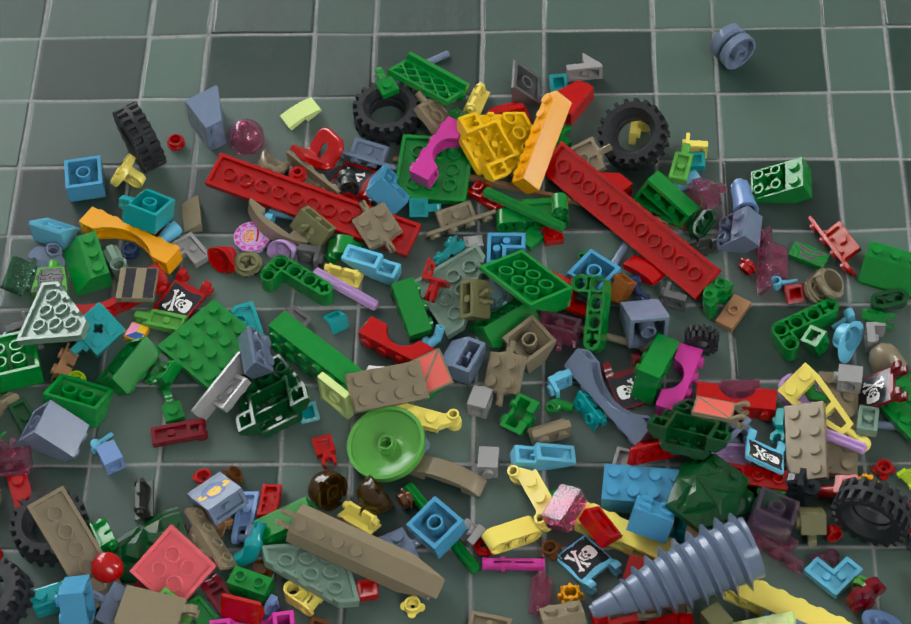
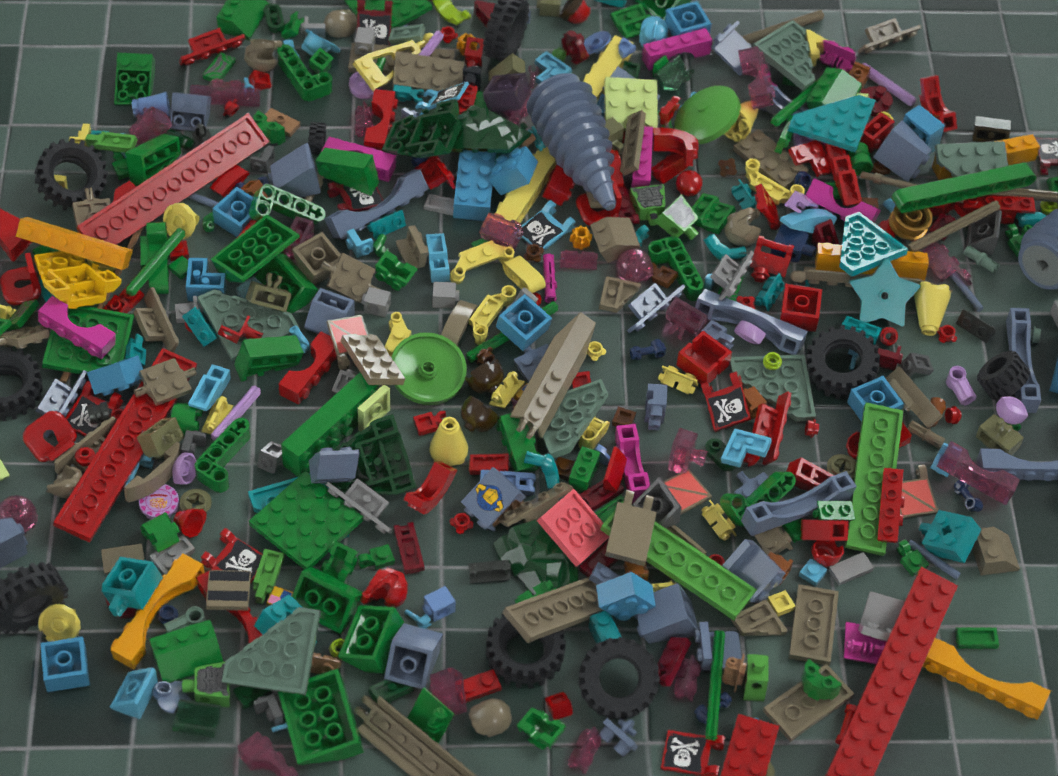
camera: 100 degrees left, 0 degrees up
(107, 567) = (578, 581): red hair -> none
(131, 413) = (387, 585): none -> red helmet
(212, 234) = (160, 532): none -> green cylinder
(233, 474) = (458, 495): reddish brown plate -> none
(244, 453) = (432, 489): none -> red arch
(292, 463) = (449, 443): none -> light yellow cone
(336, 321) = (271, 423): teal slope -> none
(463, 502) = (489, 310): none -> light yellow plate
(584, 232) = (180, 216): none -> light yellow tile
(599, 526) = (519, 208): red slope -> none
(720, 410) = (402, 123): flag -> none

